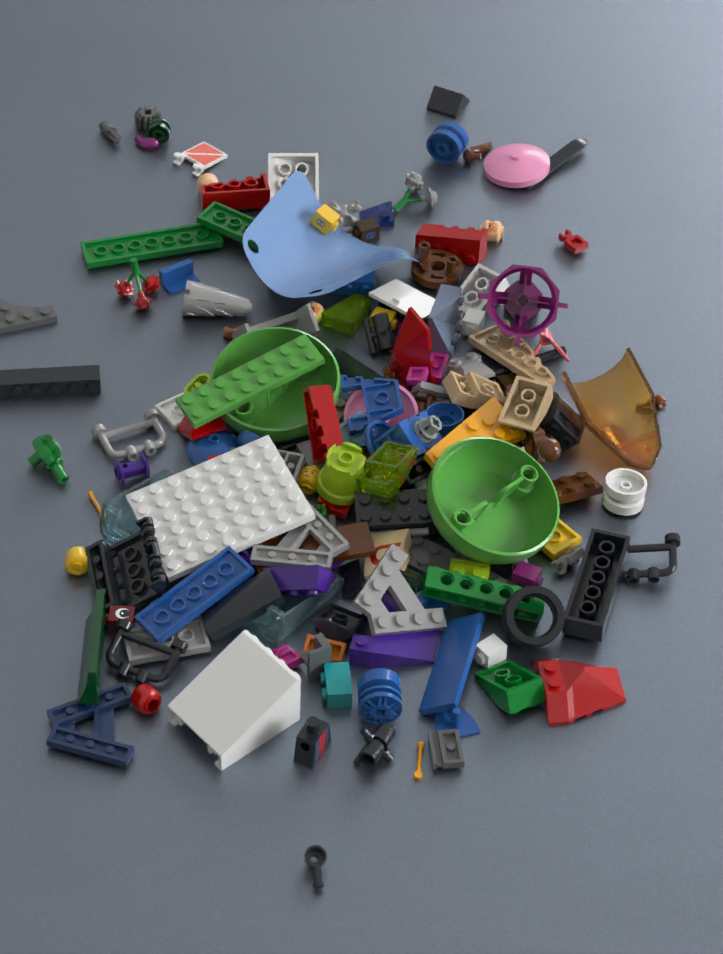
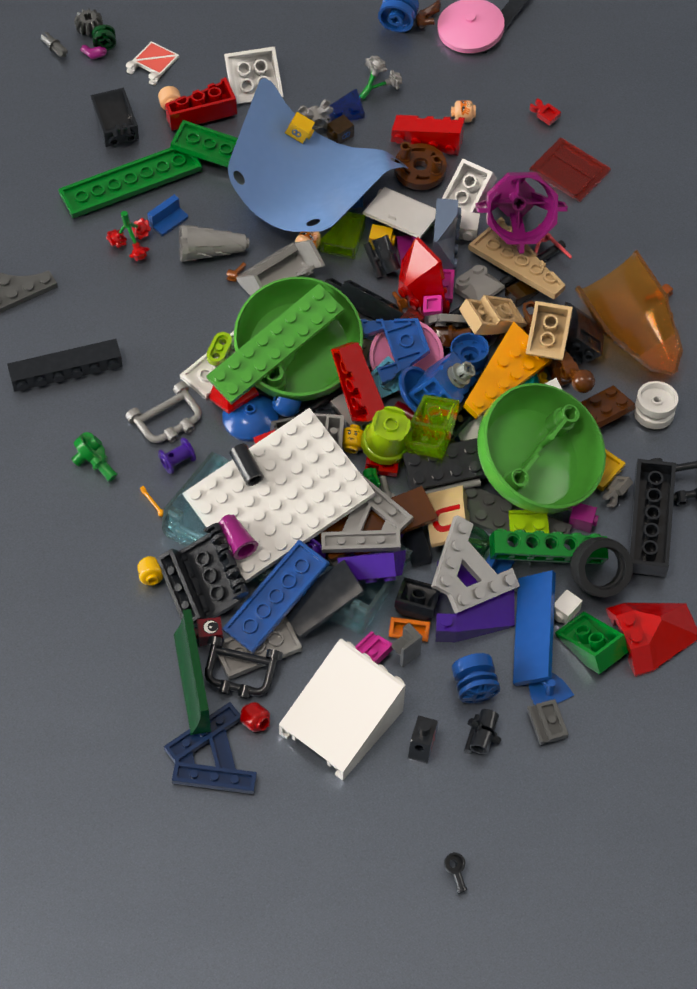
camera: 10 degrees left, 15 degrees up
(151, 193) = (115, 117): none -> black piece
(168, 536) = (238, 538): none -> magenta plant
(192, 473) = (246, 464): none -> black pin
(337, 685) = (431, 669): teal brick -> none
(418, 774) = (526, 753): light orange hinge -> none
(588, 292) = (570, 169): none -> clear red piece

